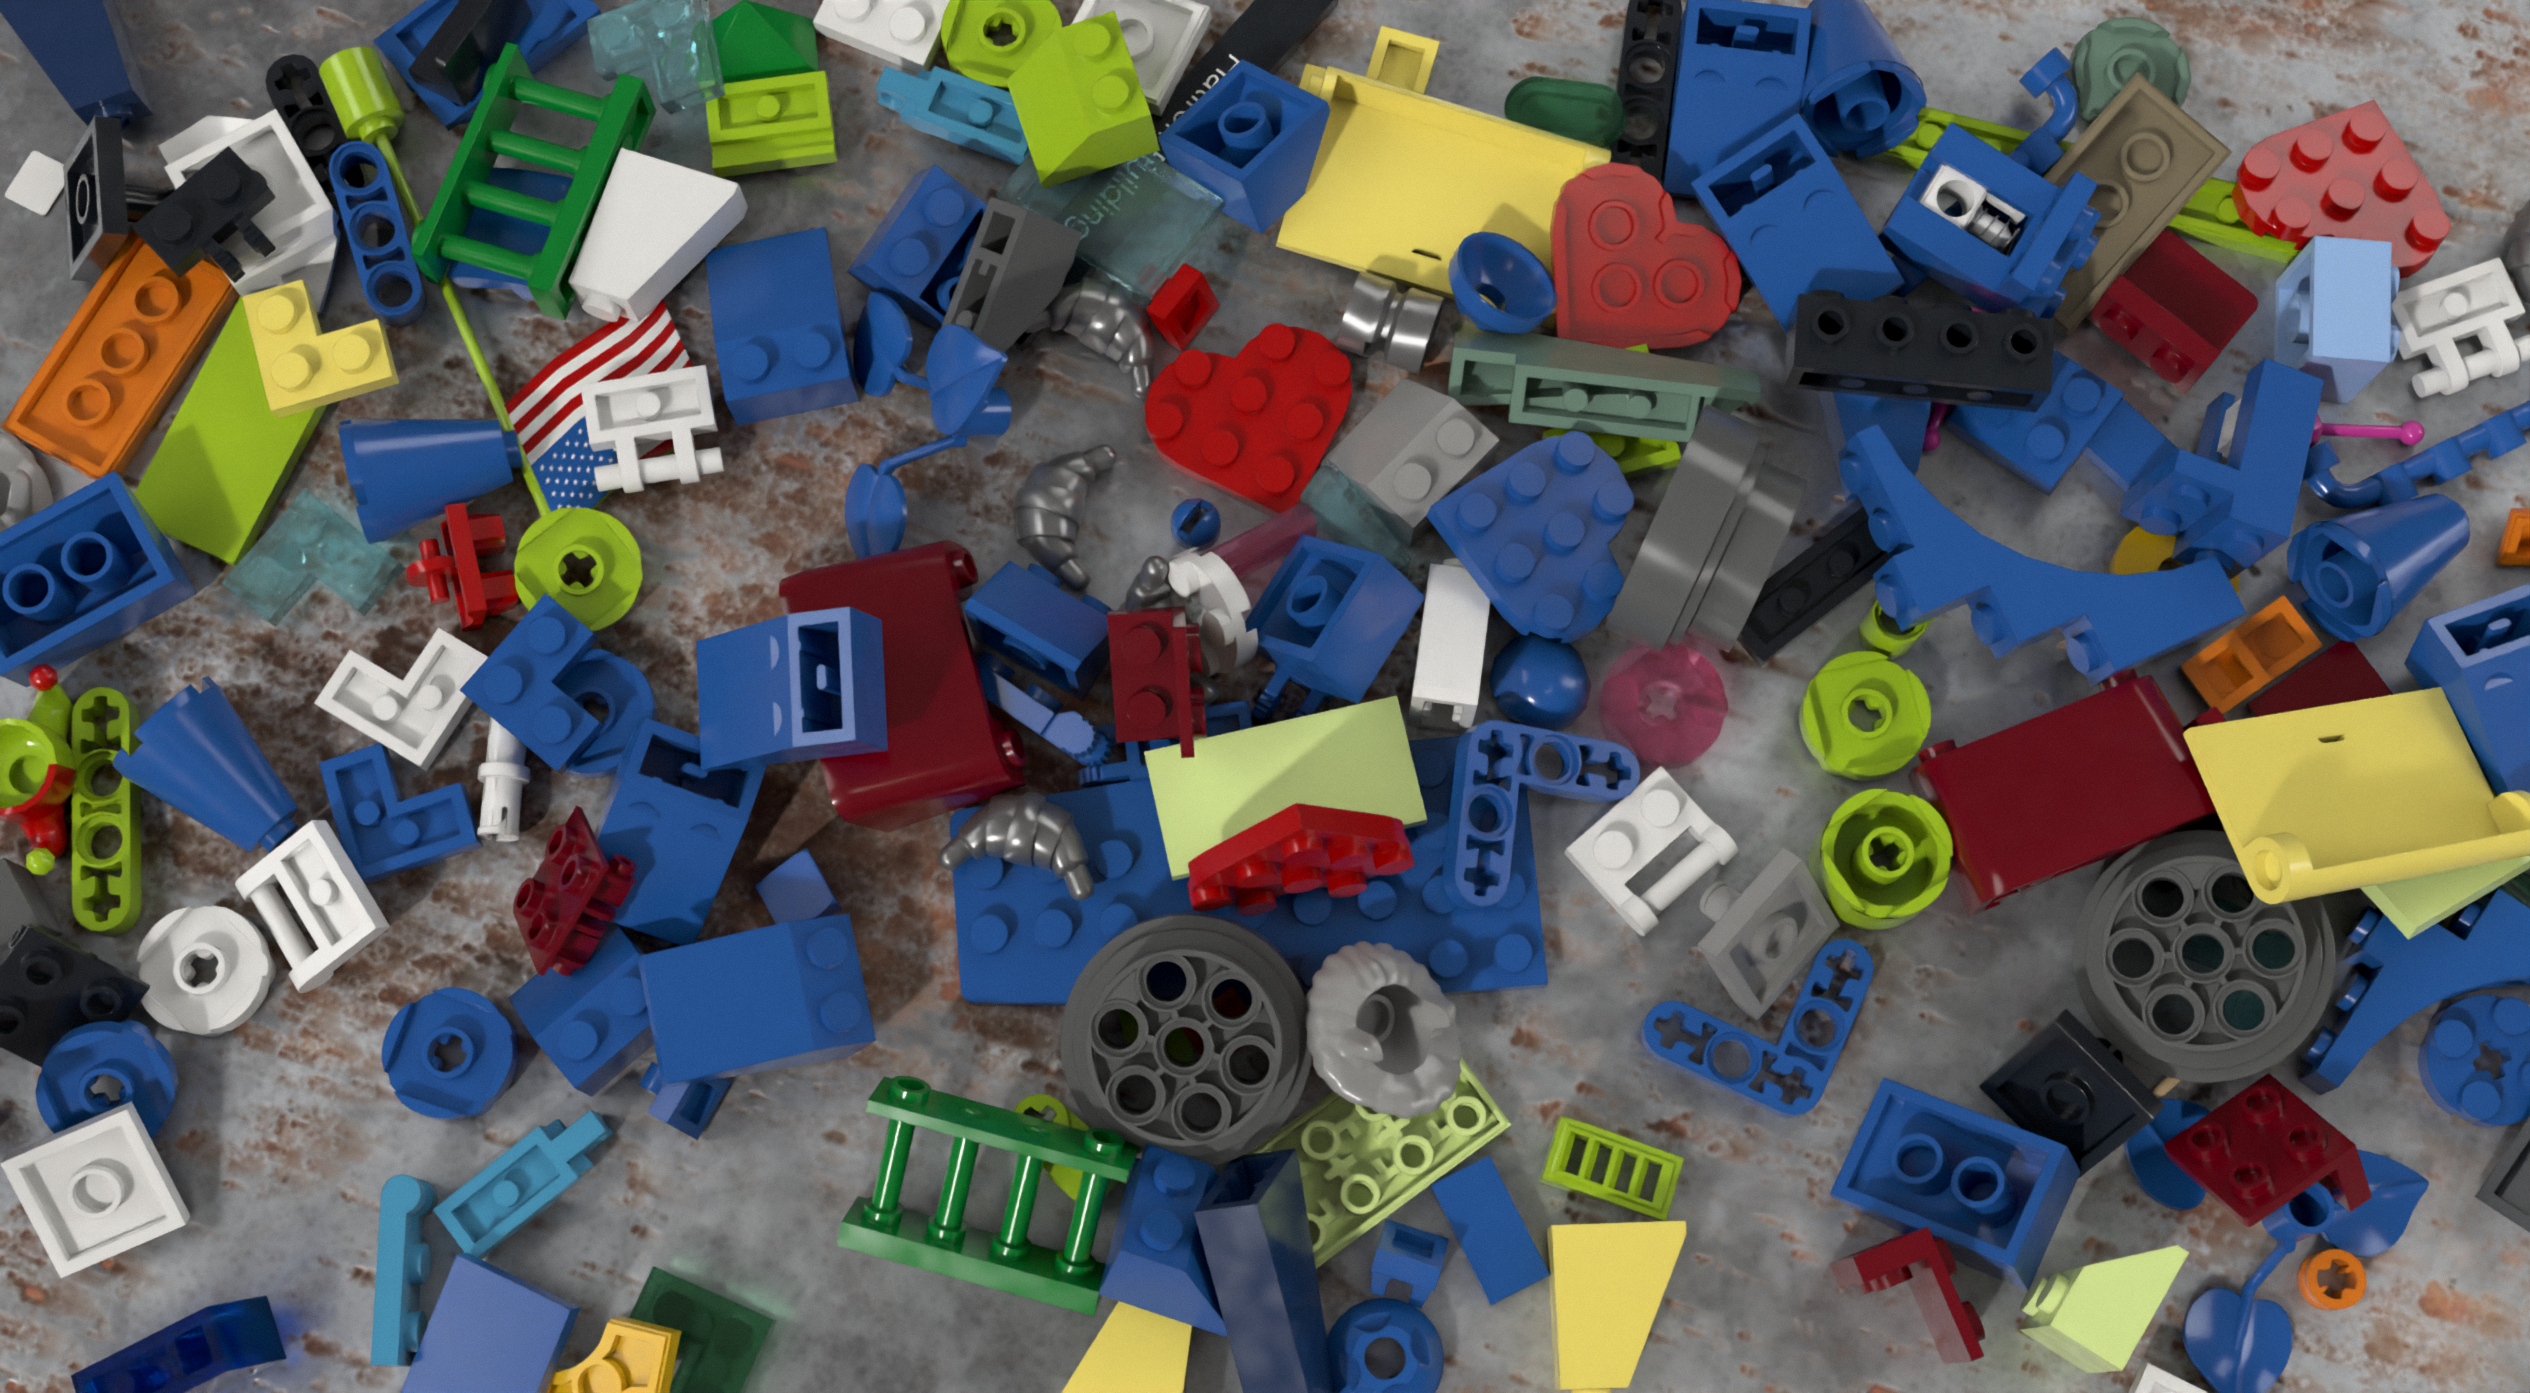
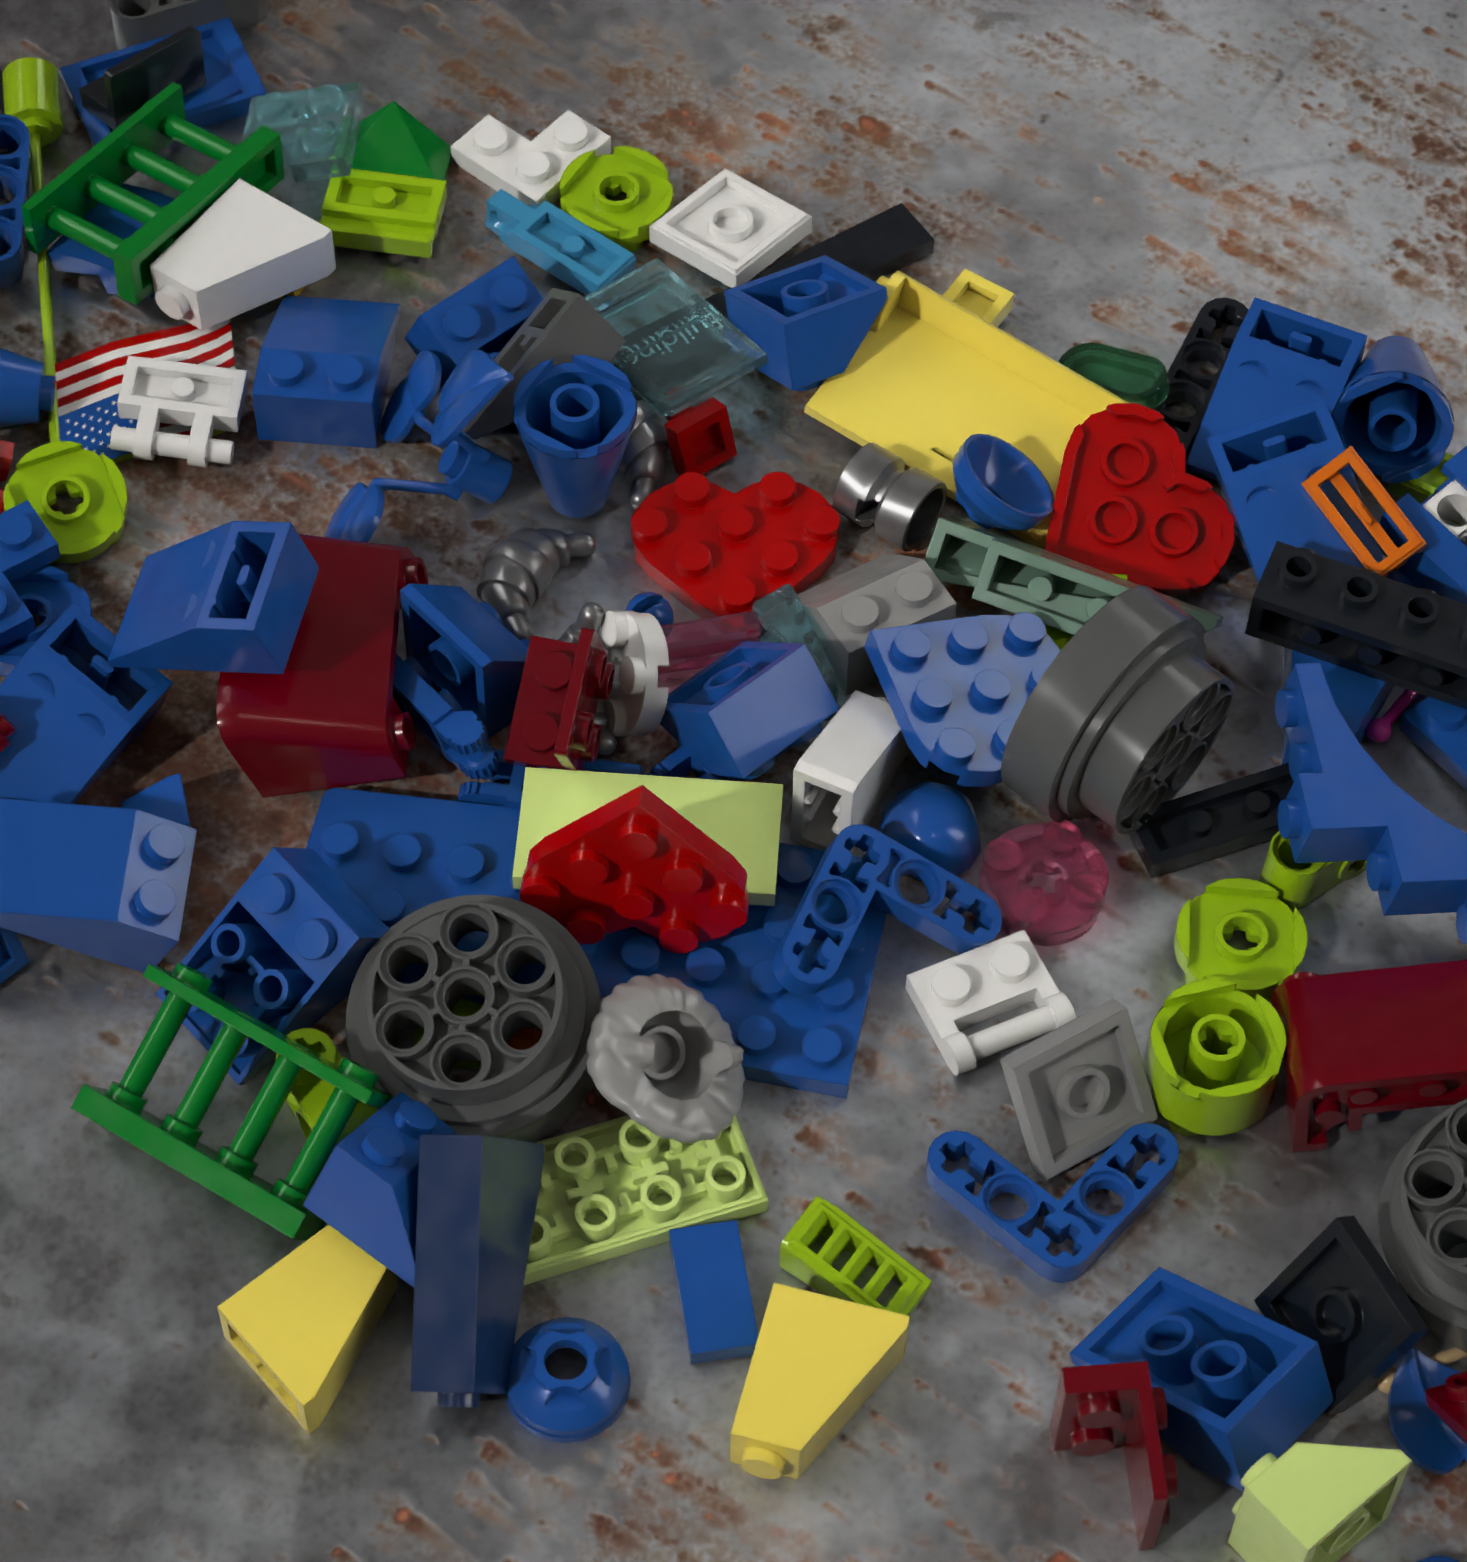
camera: 15 degrees right, 20 degrees down
(978, 1012) = (282, 951): none -> blue slope
(1026, 834) = (388, 812): flat silver piece -> none
(1070, 356) = (575, 429): none -> blue cone
(1082, 102) = (666, 247): lime slope -> none
(1408, 1257) = (624, 1284): blue tile -> none
(1832, 200) = (1396, 556): none -> orange tile

